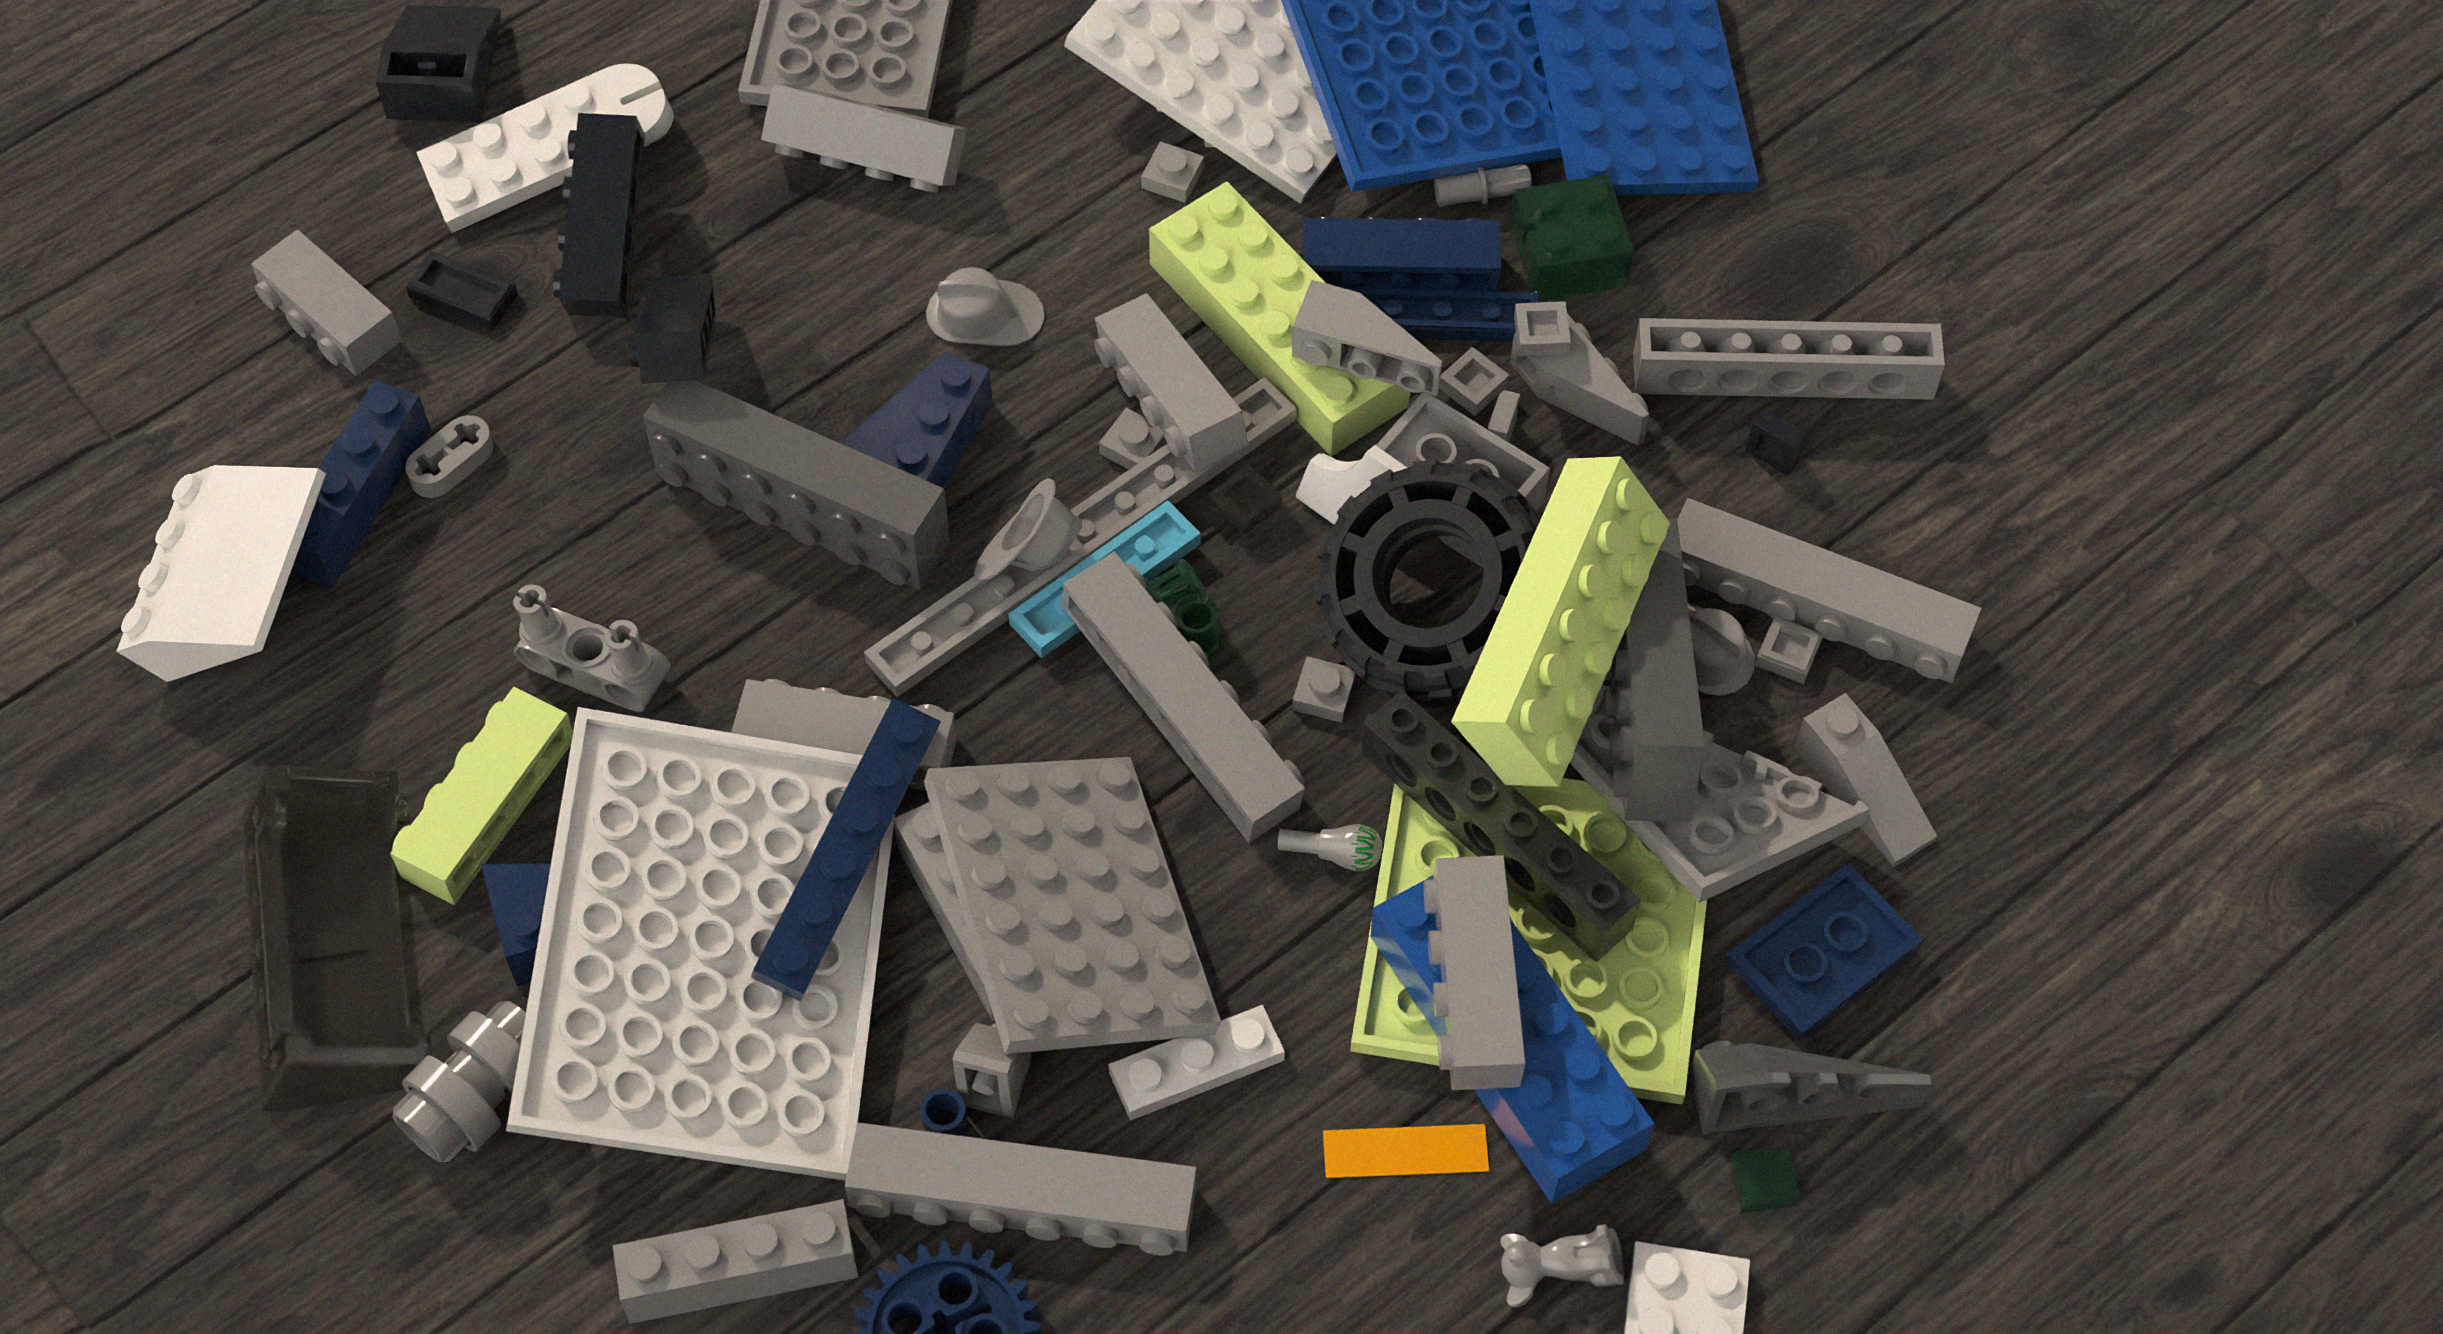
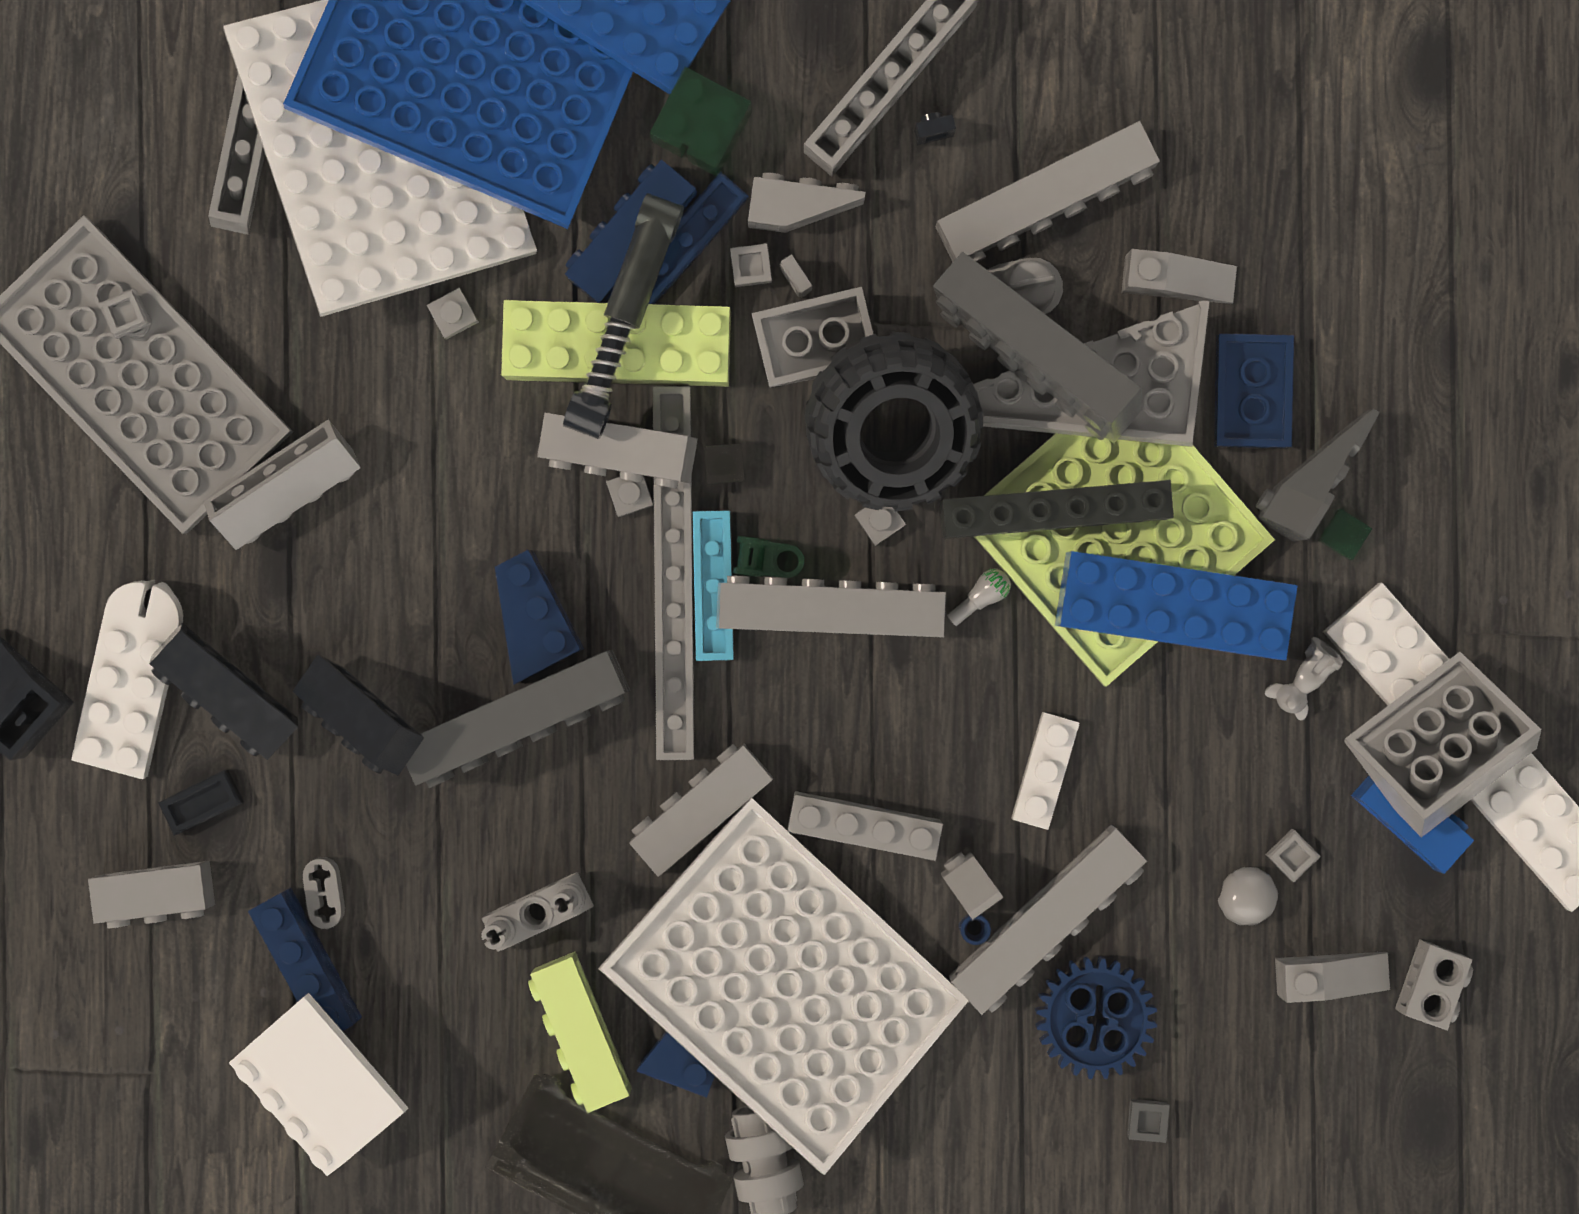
camera: 50 degrees left, 30 degrees up
(735, 1261) = (972, 1095): light grey brick -> none
(845, 850) = (787, 871): dark blue plate -> none
(984, 310) = (465, 506): light grey piece -> none
(1033, 537) = (661, 617): light grey piece -> none
(1070, 904) = (913, 775): light grey plate -> none
(1331, 482) = (775, 401): white tile -> none
(1355, 336) = (687, 328): light grey slope -> none
(1405, 1151) = (1178, 701): light orange sticker -> none
(1427, 239) = (628, 302): none -> piece
(1477, 973) = (1153, 613): light grey brick -> none
(1481, 185) = (618, 136): light grey axle -> none
(1542, 328) = (765, 207): light grey plate -> none
(1562, 622) = (997, 391): yellowish green brick -> none
(1789, 649) = (1063, 241): light grey tile -> none

